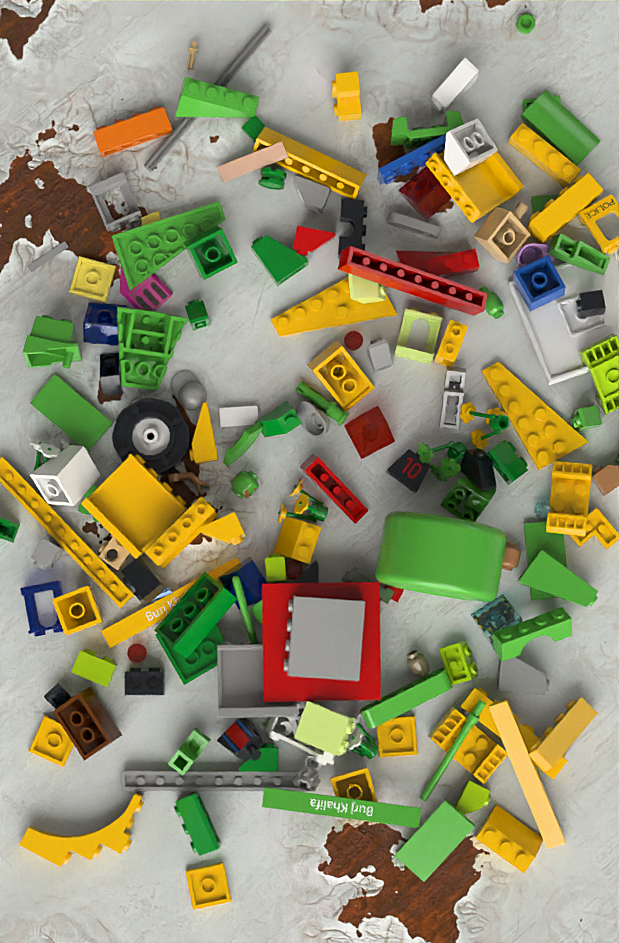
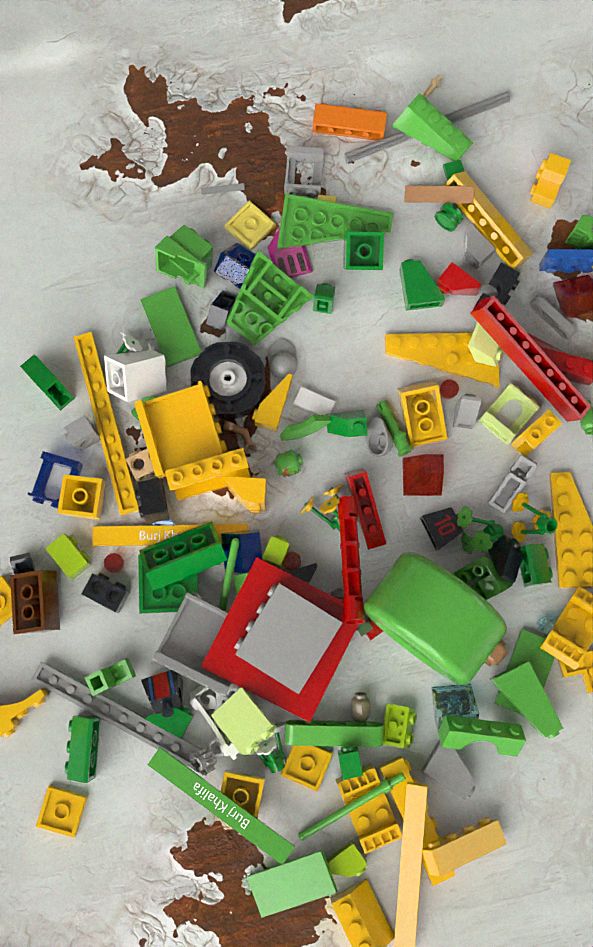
camera: 25 degrees right, 5 degrees down
(297, 540) = (309, 537): yellow slope -> none
(350, 552) = (351, 570): none -> red piece
(432, 714) = (350, 762): none -> green slope

